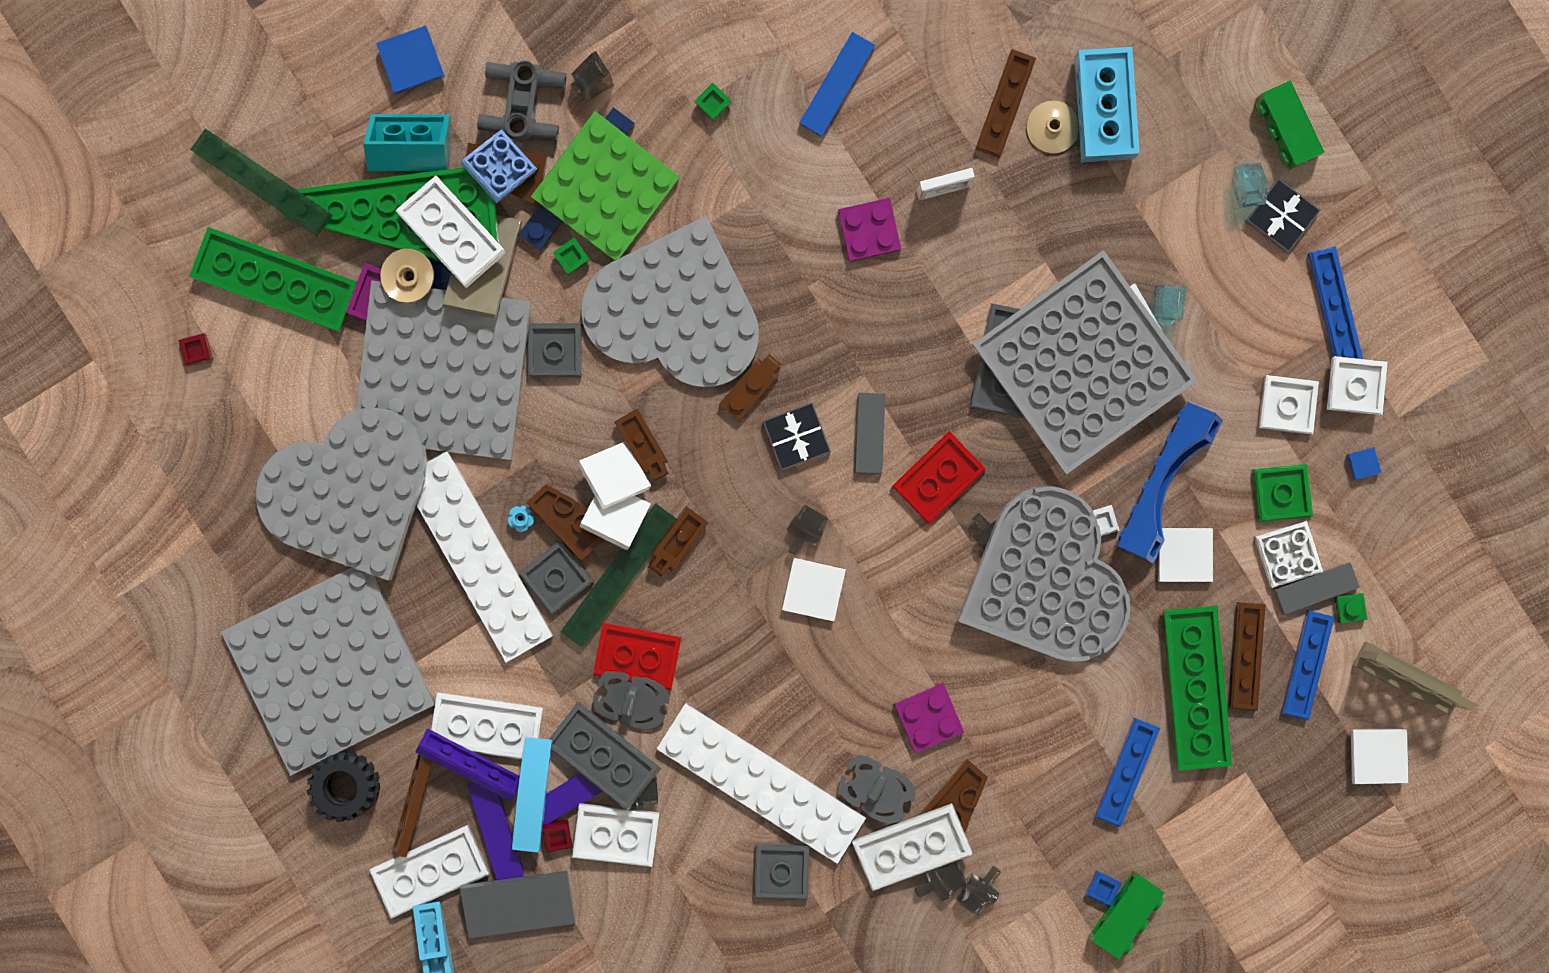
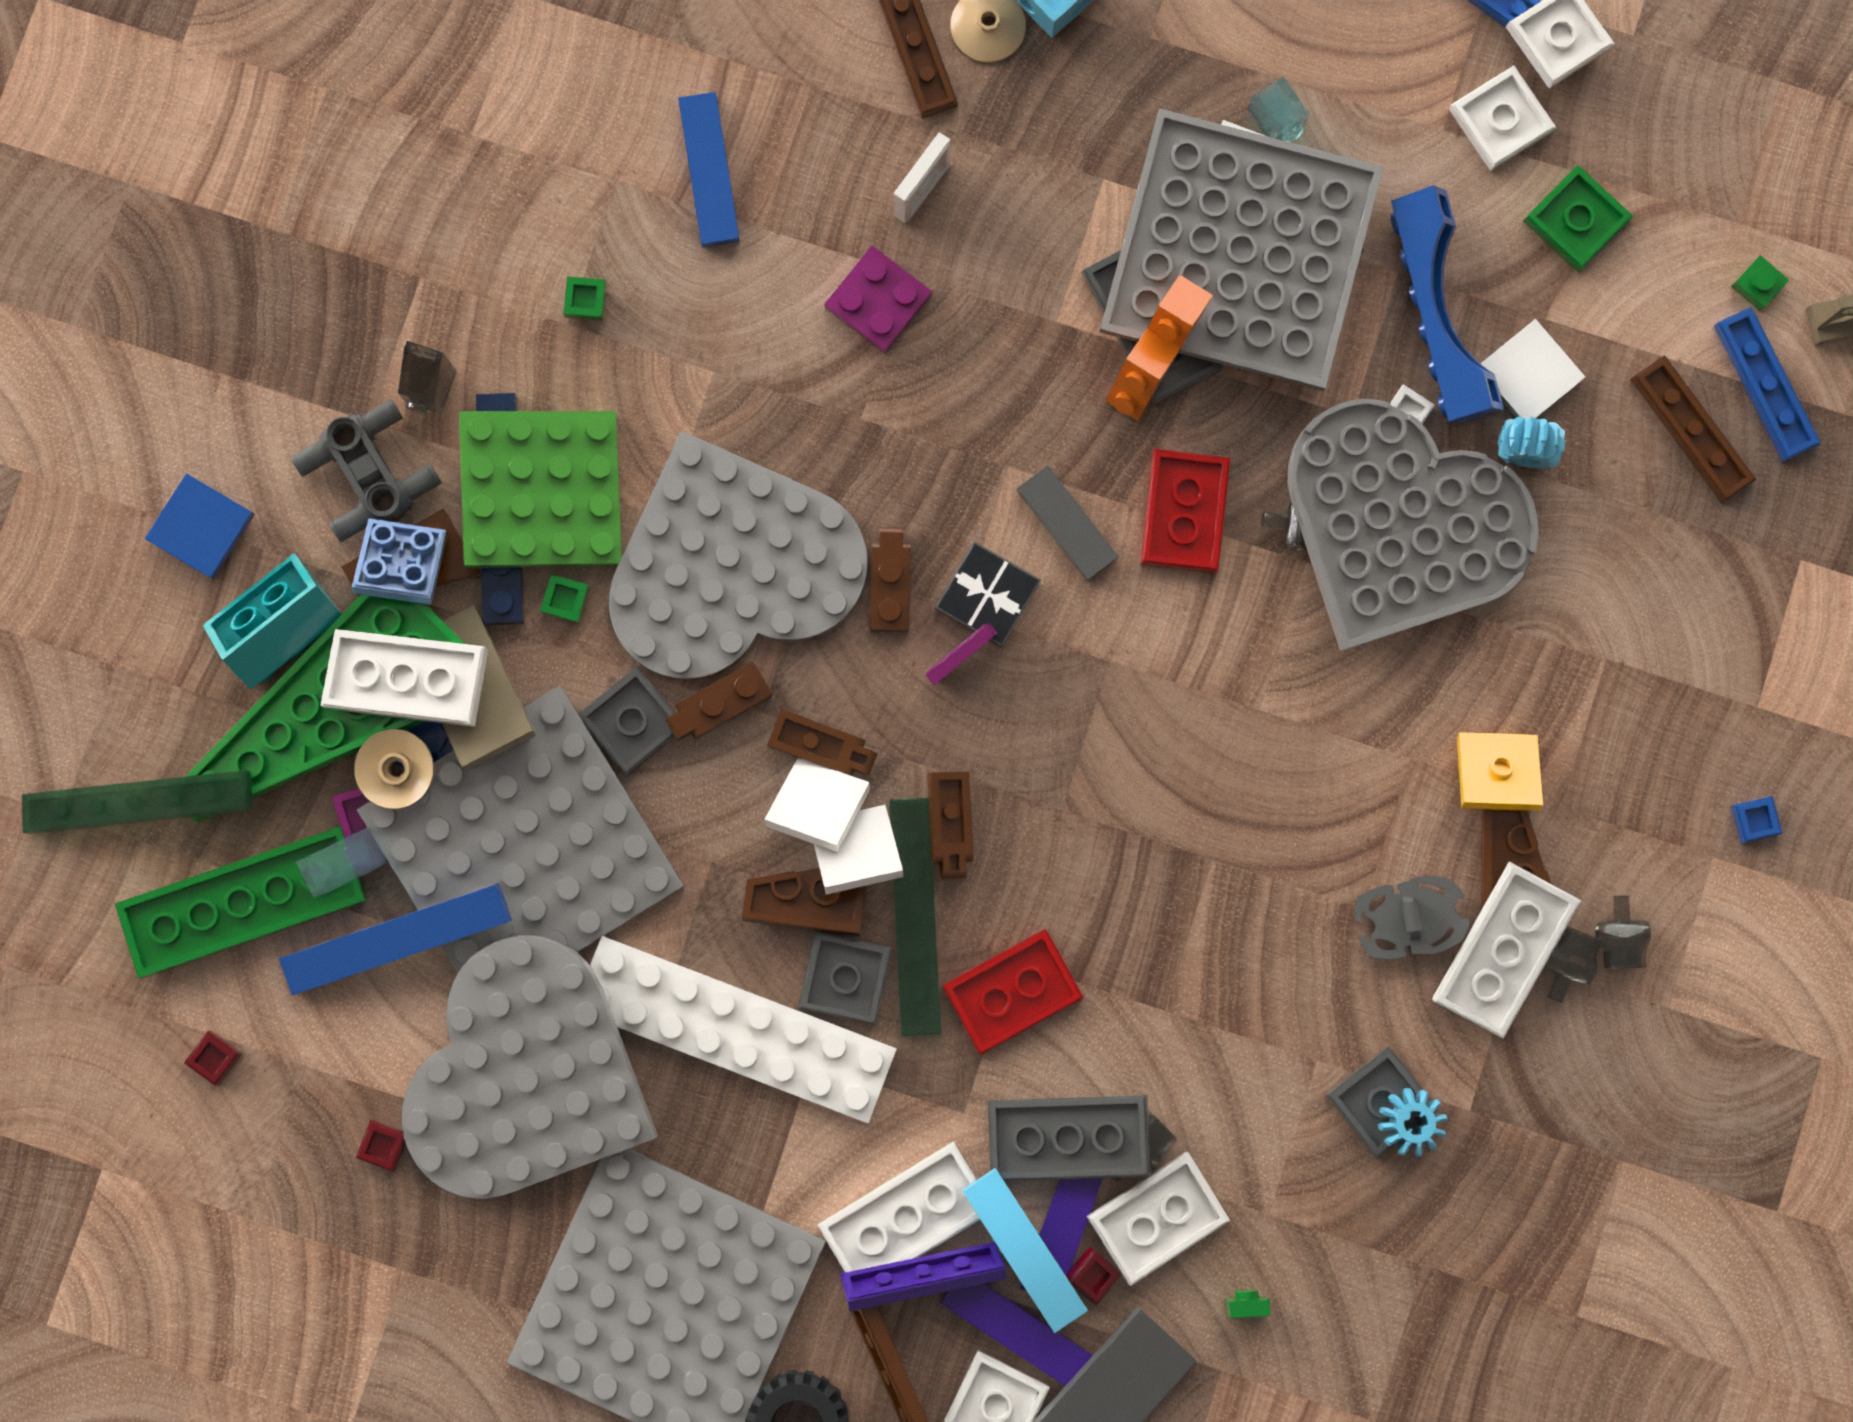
camera: 40 degrees left, 5 degrees down
(246, 466) = (381, 1145): none -> dark red tile
(337, 365) = (395, 939): none -> blue tile
(341, 302) = (341, 862): none -> clear light blue plate
(528, 518) = (757, 951): medium azure plate -> none
(607, 378) = (719, 703): none -> reddish brown hinge
(624, 917) = (1247, 1304): none -> green plate
(632, 700) = (1049, 1046): dark grey shield -> none
(755, 457) = (961, 653): none -> magenta tile
(761, 783) = (1274, 1020): white plate -> none
(789, 904) = (1422, 1131): none -> medium azure gear
(807, 528) = (1084, 687): clear smoke piece -> none
(813, 589) = (1150, 750): white tile -> none
(929, 717) = (1400, 788): magenta plate -> none
(987, 752) = (1499, 771): none -> yellow plate
(994, 379) = (1158, 347): none -> orange arch
(1127, 772) = (1671, 667): blue tile -> none
(1127, 915) = (1809, 826): green brick -> none
(1152, 593) = (1531, 443): none -> medium azure gear
(1197, 688) = (1669, 508): green plate -> none
(1288, 554) = (1642, 280): white tile -> none
(1316, 588) = (1704, 292): dark grey tile -> none
(1364, 463) = (1639, 114): blue tile -> none

